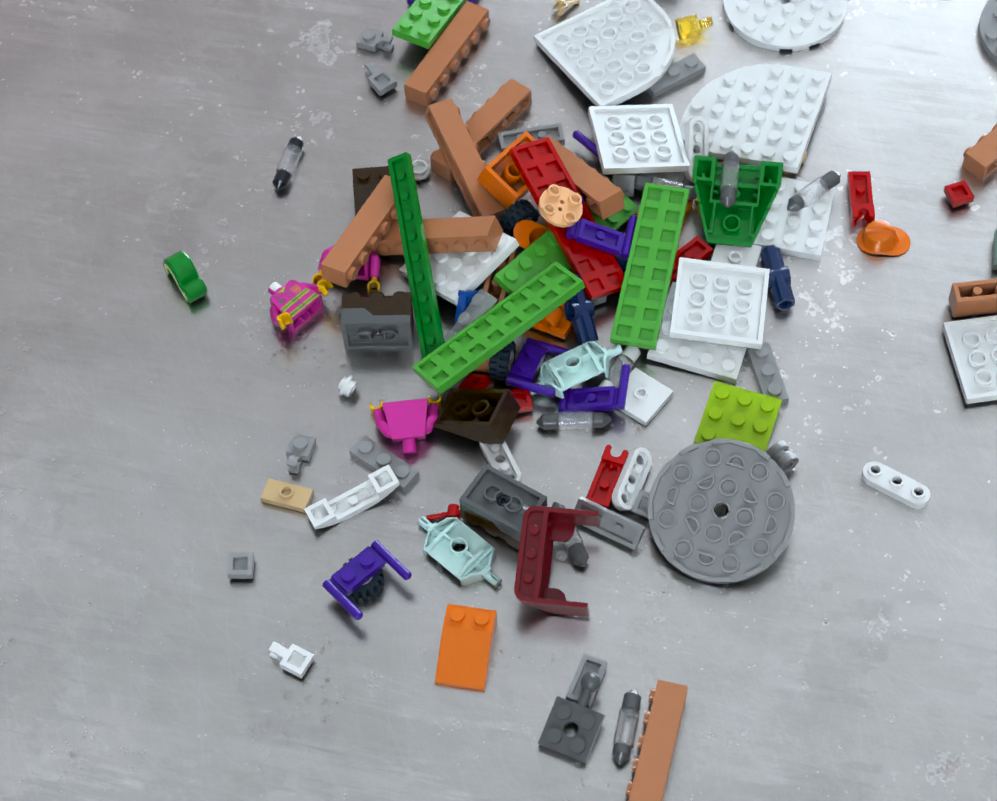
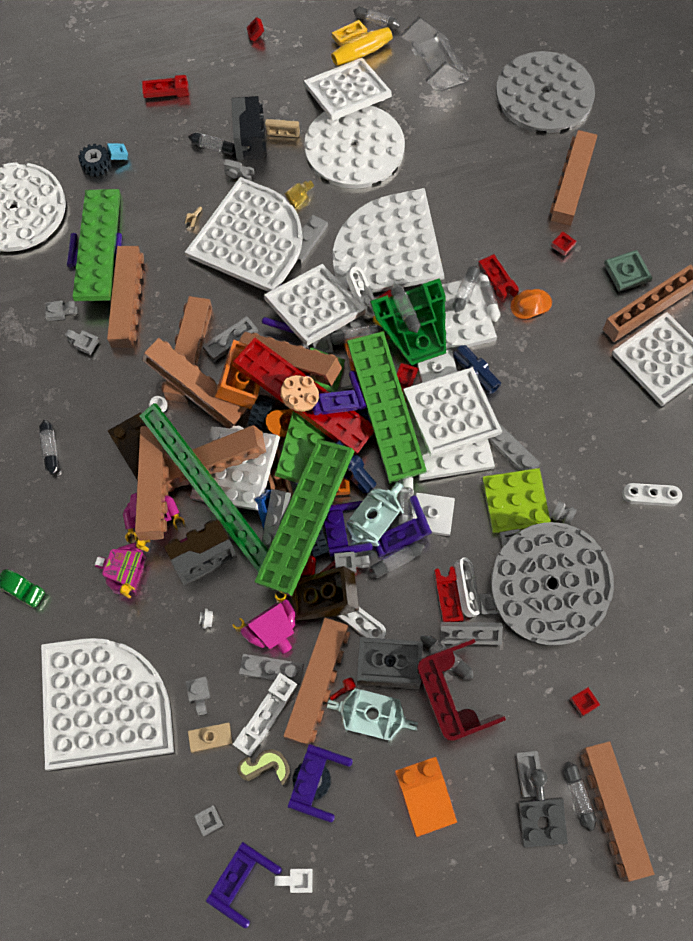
camera: 30 degrees left, 10 degrees up
(201, 416) = (101, 704): none -> white plate
(234, 627) = (233, 879): none -> dark purple plate
(324, 540) = (264, 762): none -> dark tan animal
(421, 493) = (316, 683): none -> nougat brick
(524, 397) = (350, 561): none -> light grey plate
(688, 643) = (585, 701): none -> red plate
(836, 212) = (488, 297): none -> piece

